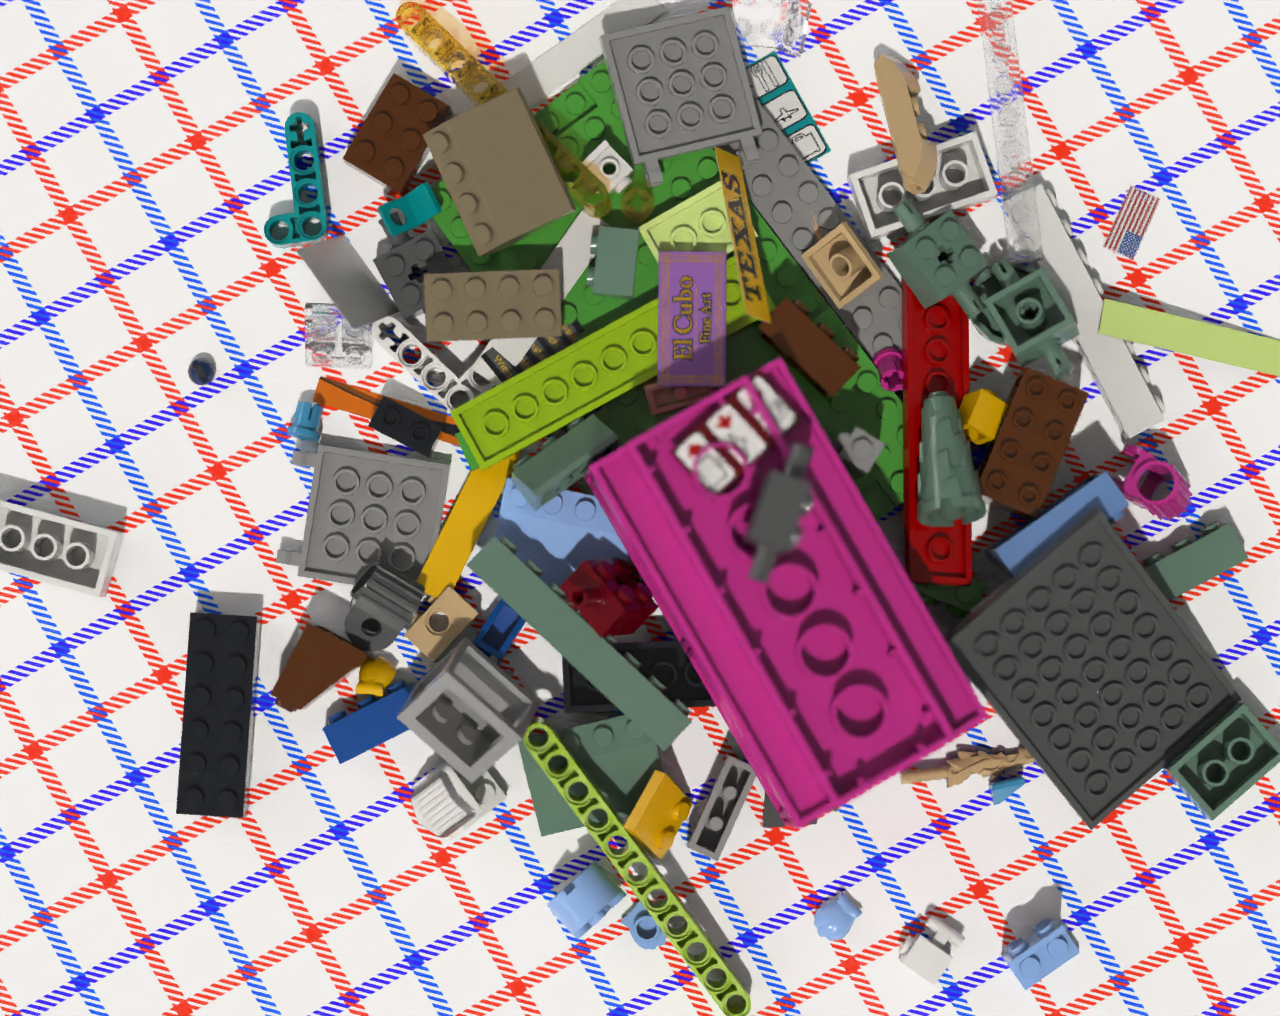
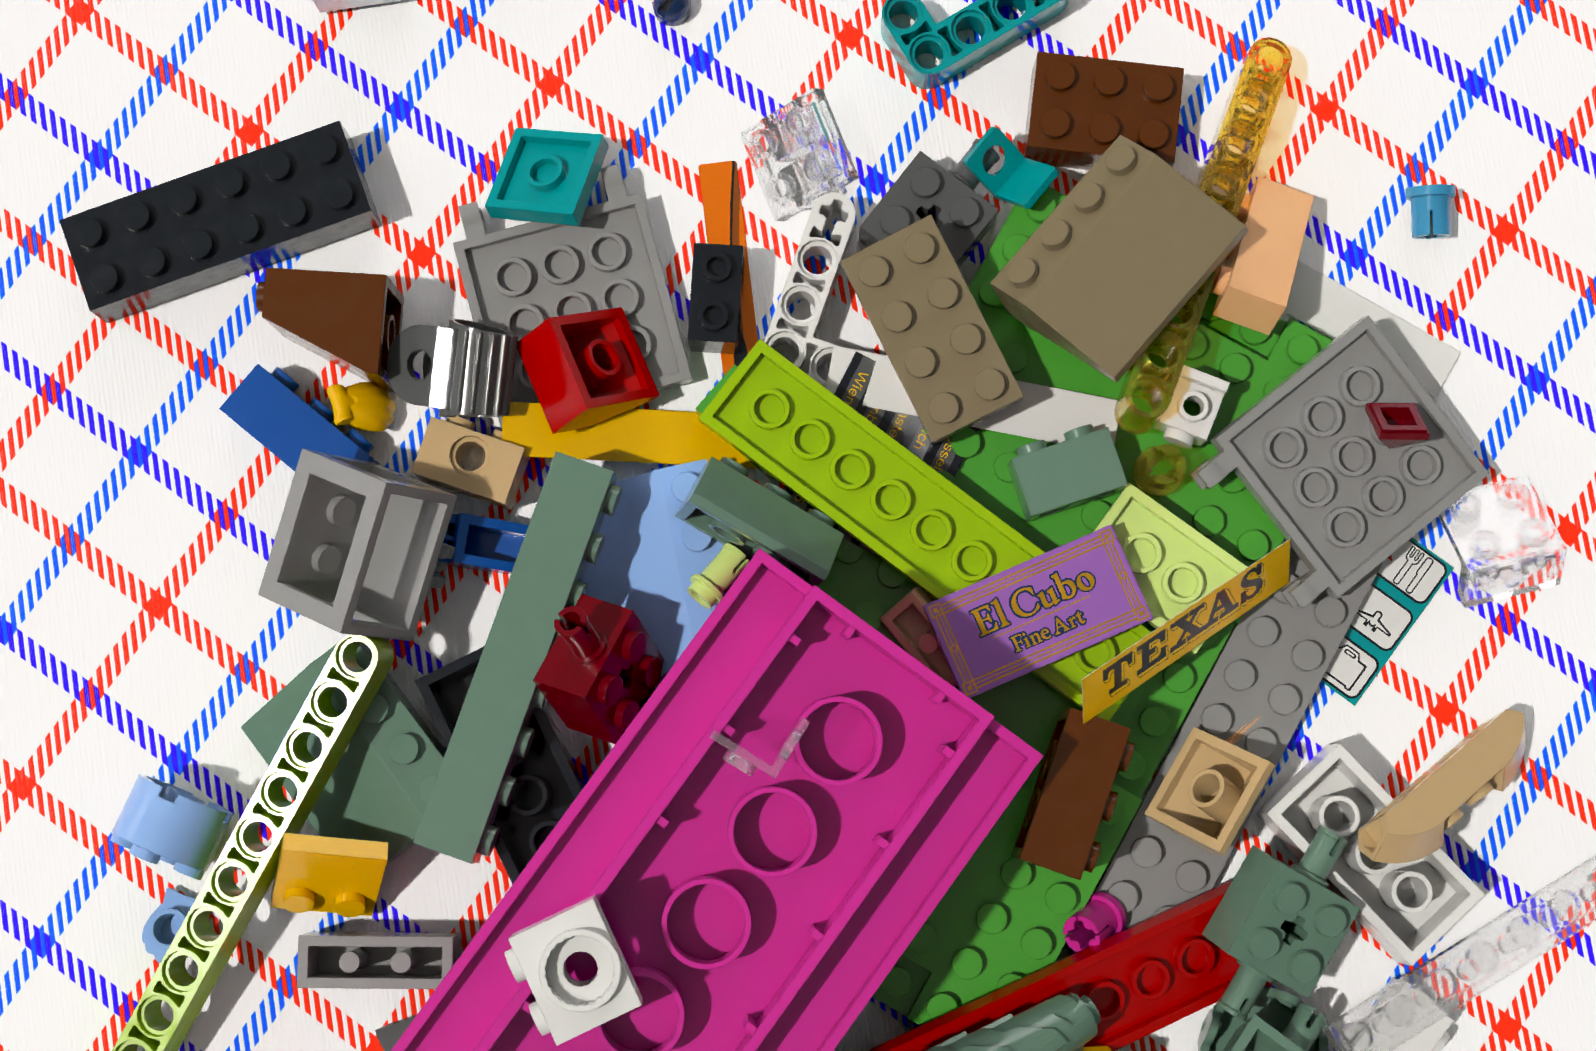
camera: 70 degrees right, 5 degrees down
(282, 498) = (547, 176): none -> teal plate
(306, 422) = (655, 166): dark azure bush -> none
(348, 281) = (874, 125): white sticker -> none
(417, 526) = (586, 368): none -> red slope
(450, 803) = (225, 582): white piece -> none
(542, 85) = (1262, 266): none -> light nougat brick
(584, 501) = (717, 576): none -> yellowish green pin
(674, 50) = (1397, 423): none -> dark red slope
(710, 526) = (748, 762): none -> clear bracket
(735, 426) = (912, 734): sticker -> none
(768, 689) = (562, 1003): none -> white brick
(777, 513) = (811, 854): dark grey brick -> none
(858, 450) = (960, 929): light grey brick -> none

